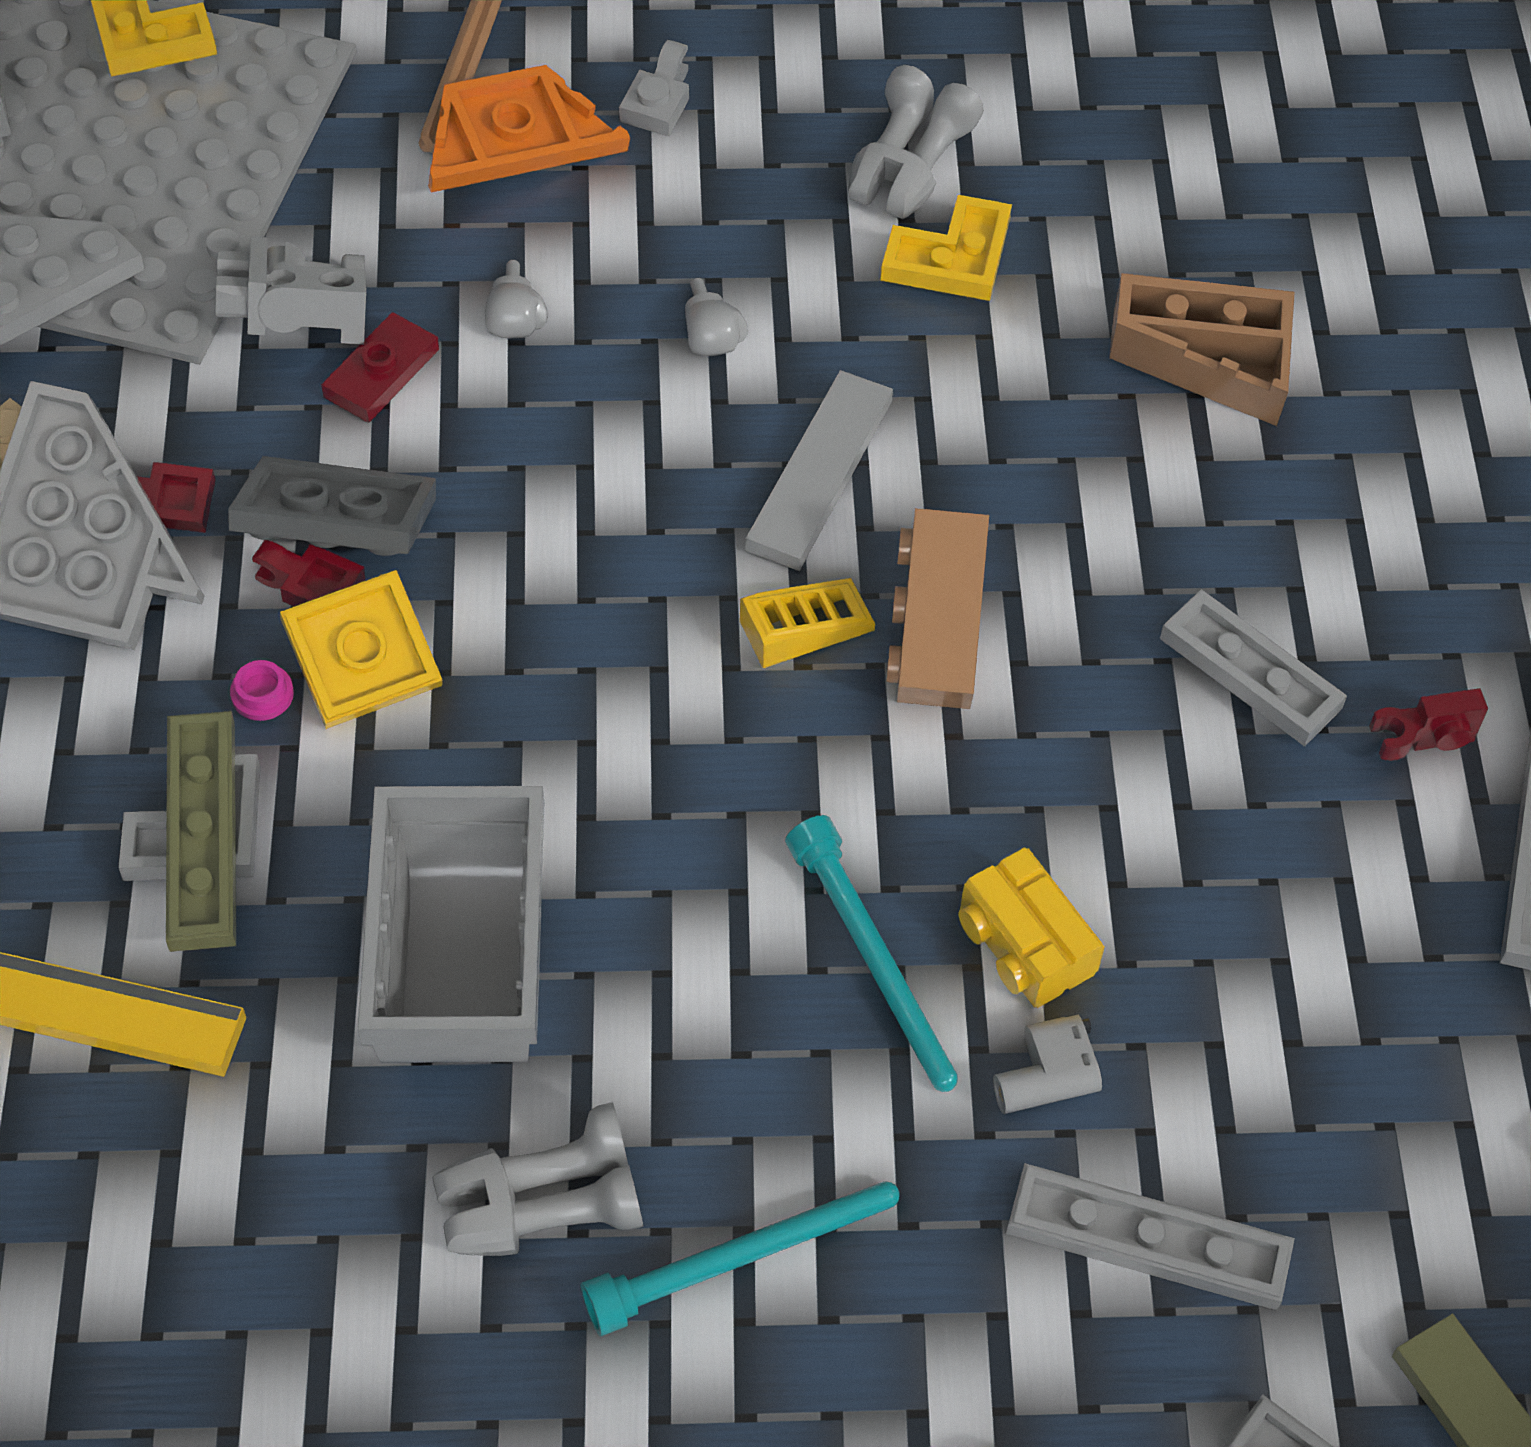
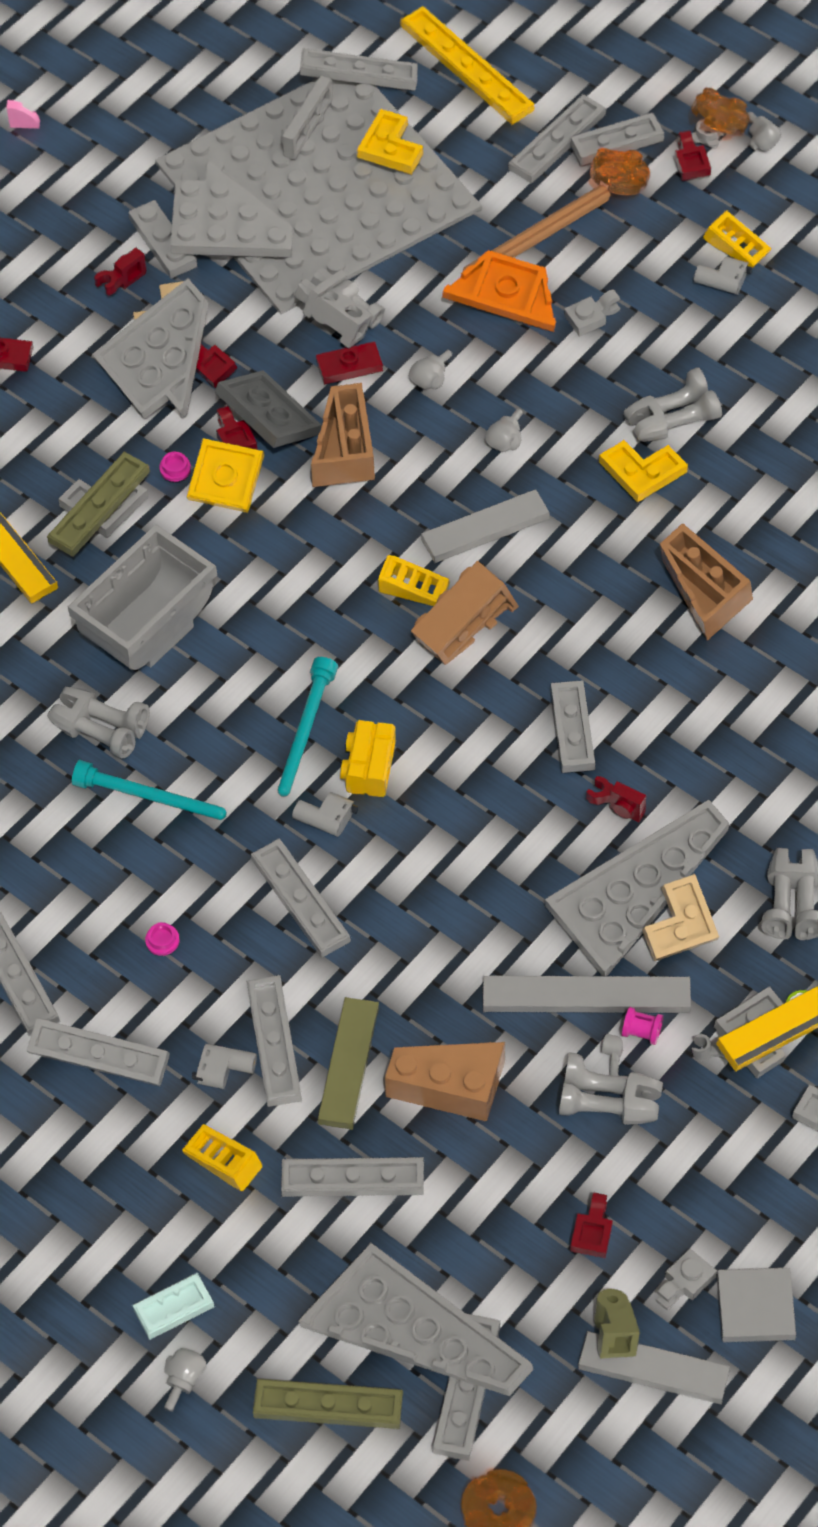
camera: 45 degrees right, 0 degrees up
(501, 470) = (344, 442): none -> medium nougat wedge

